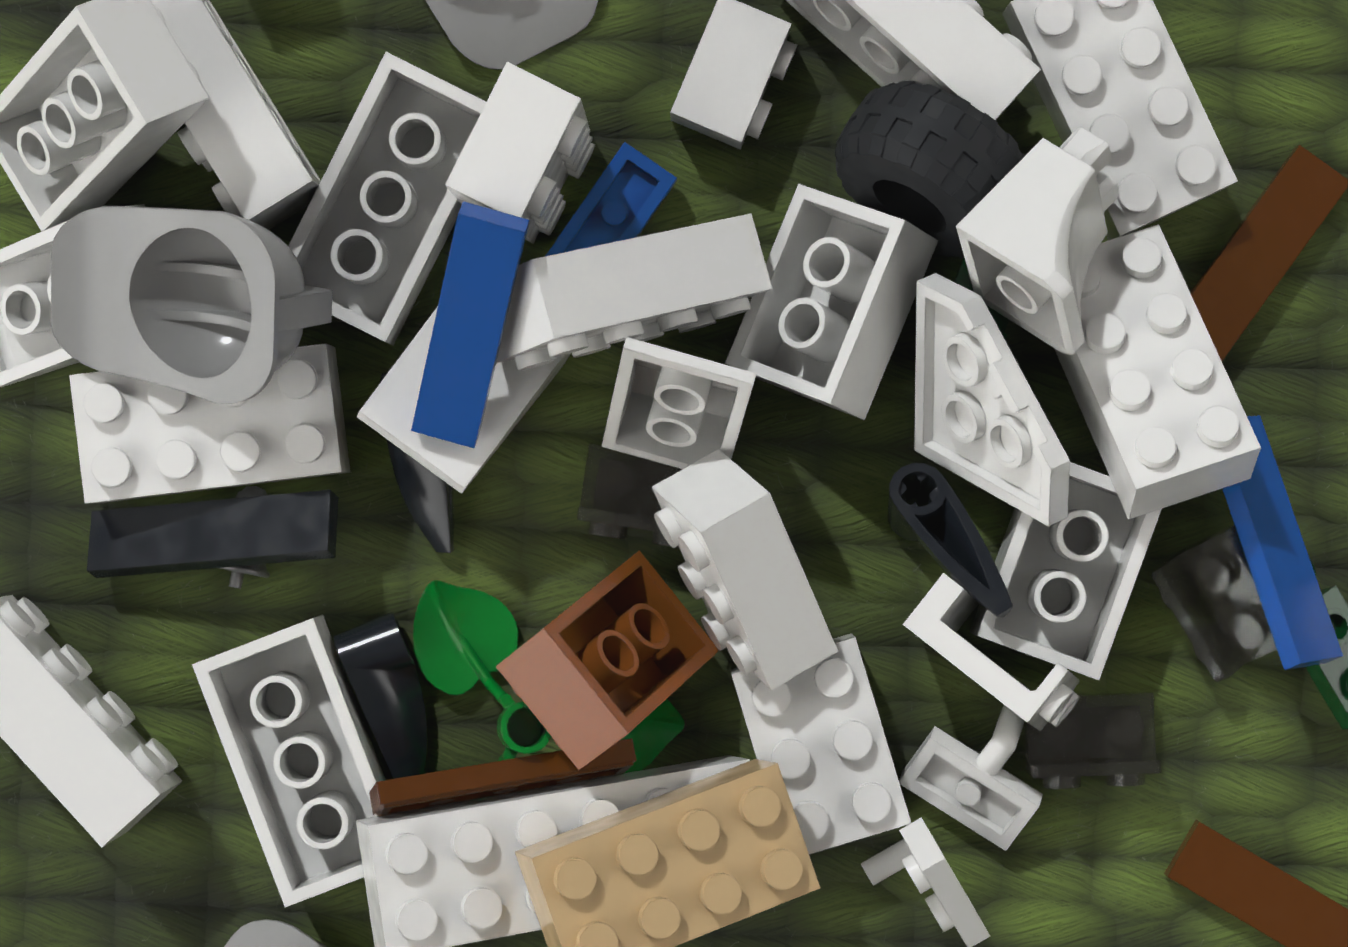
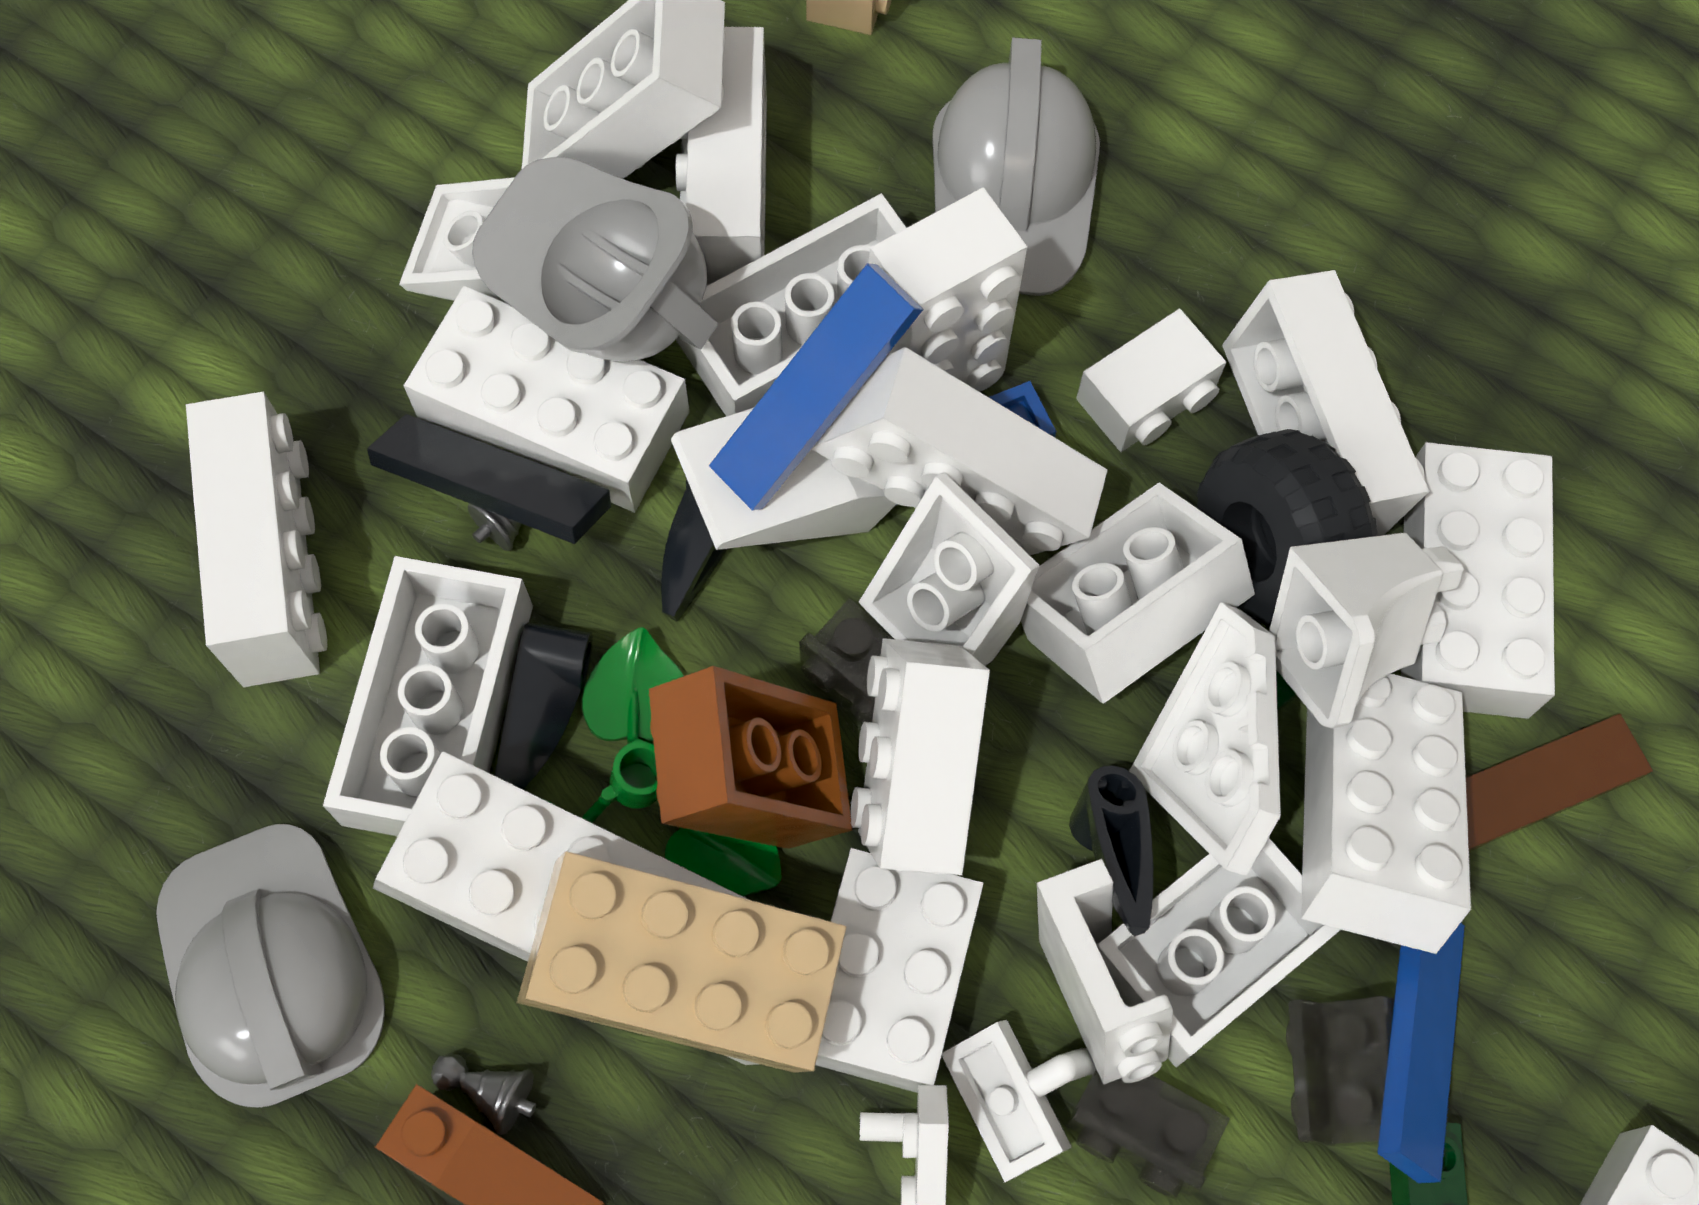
camera: 30 degrees right, 20 degrees down
(495, 779) = (592, 802): reddish brown tile -> none

